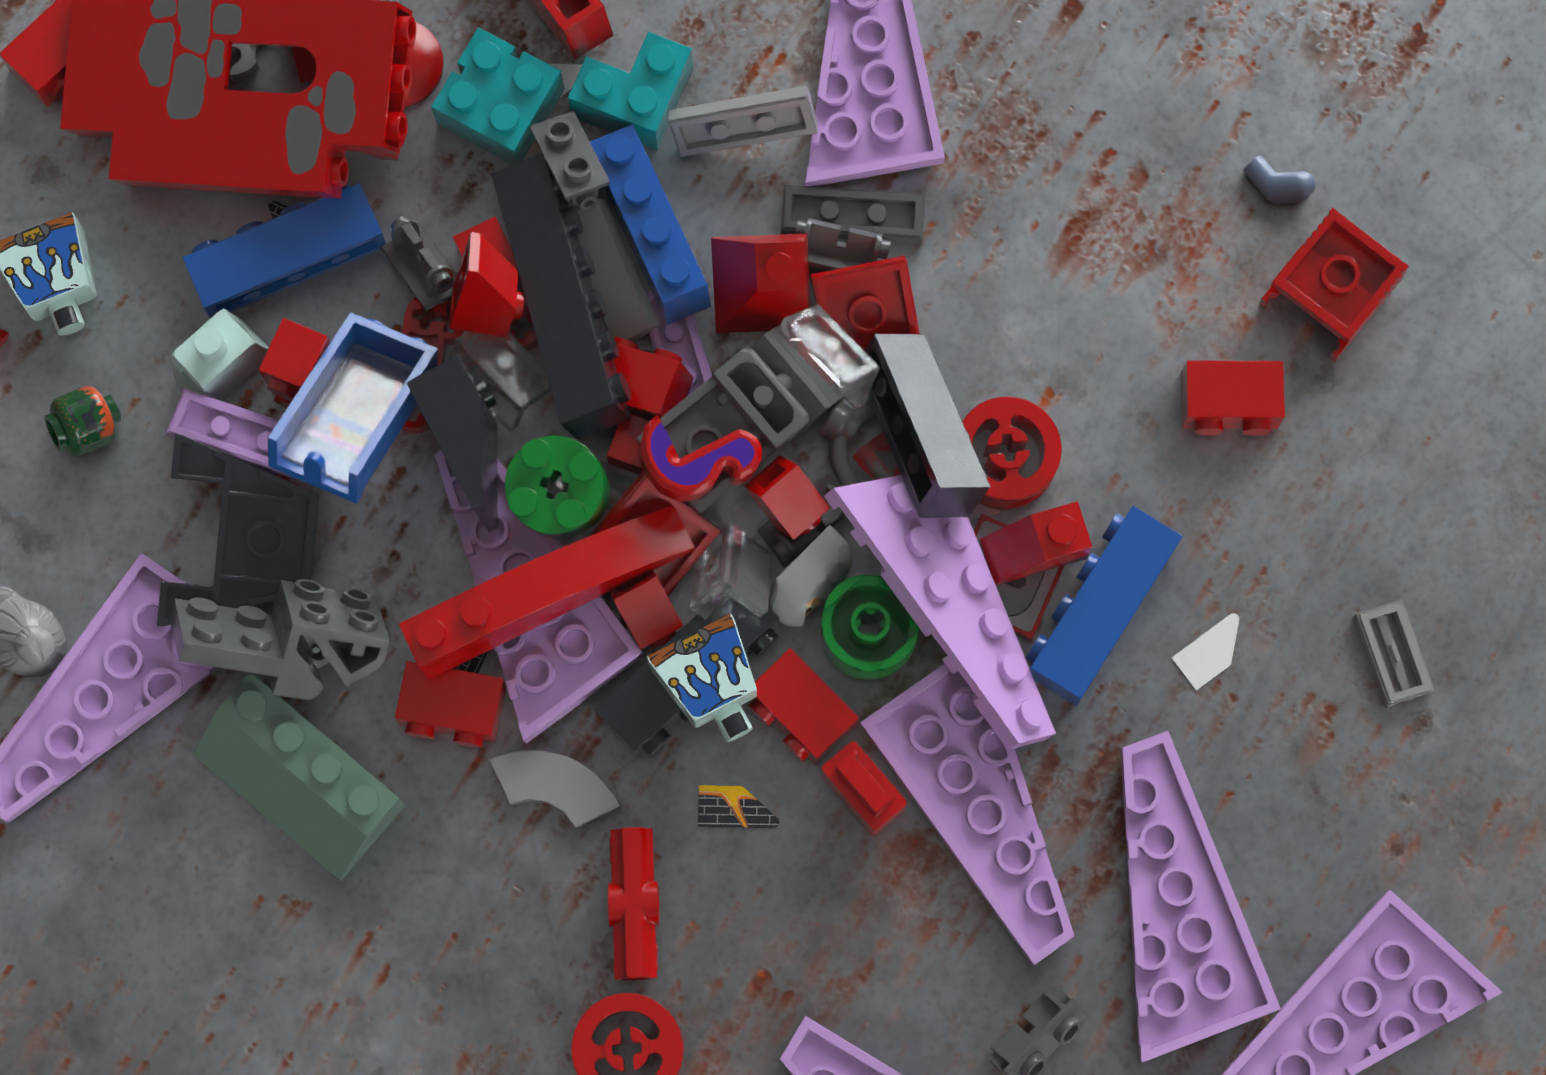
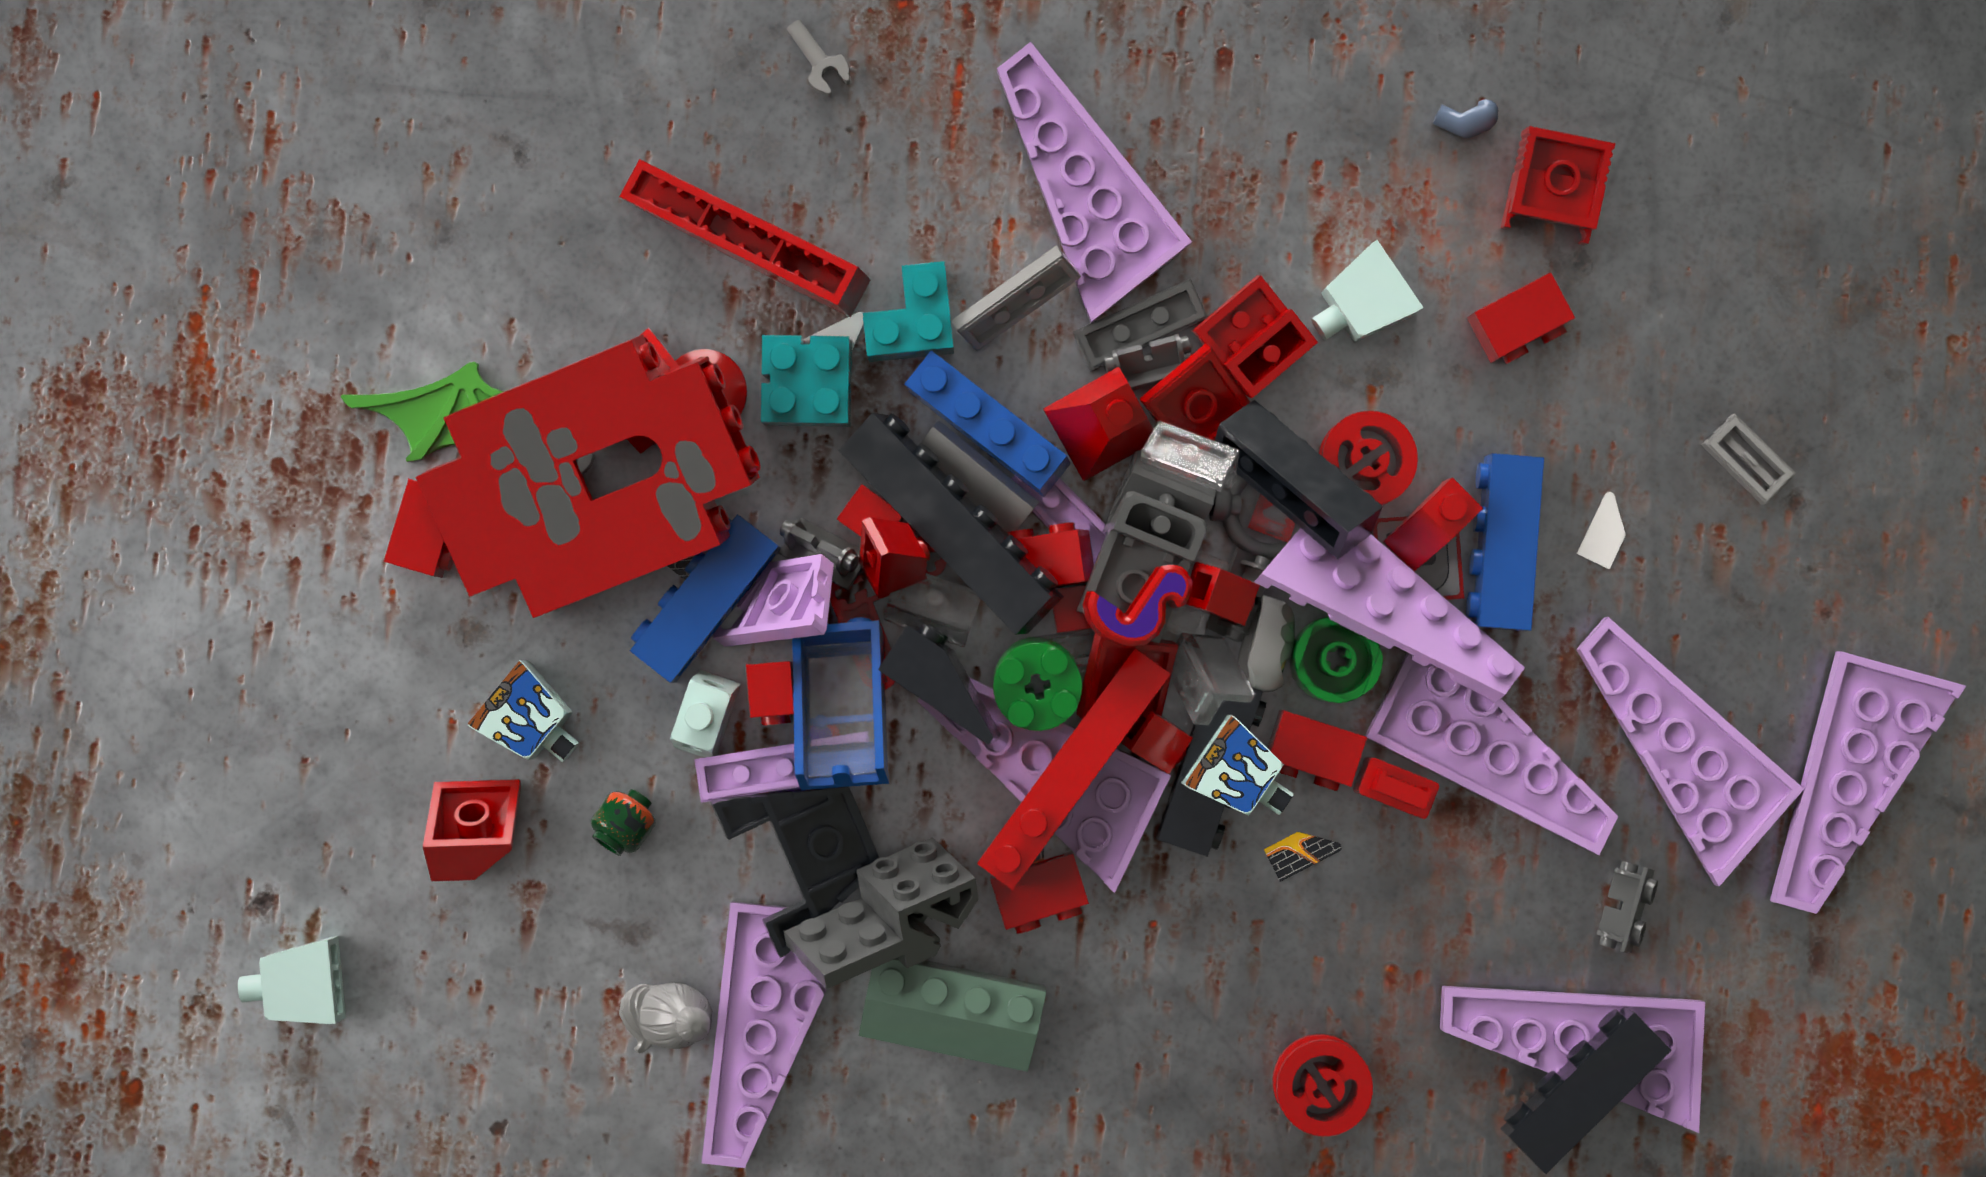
camera: 30 degrees left, 10 degrees up
(355, 287) = (784, 603): none -> lavender wing
(554, 781) = (1151, 907): light grey tile -> none
(571, 159) = (897, 405): dark grey hinge -> none
(633, 904) = (1266, 971): red piece -> none
(957, 275) = (1255, 336): none -> red brick
(1088, 297) = (1366, 297): none -> light aqua torso

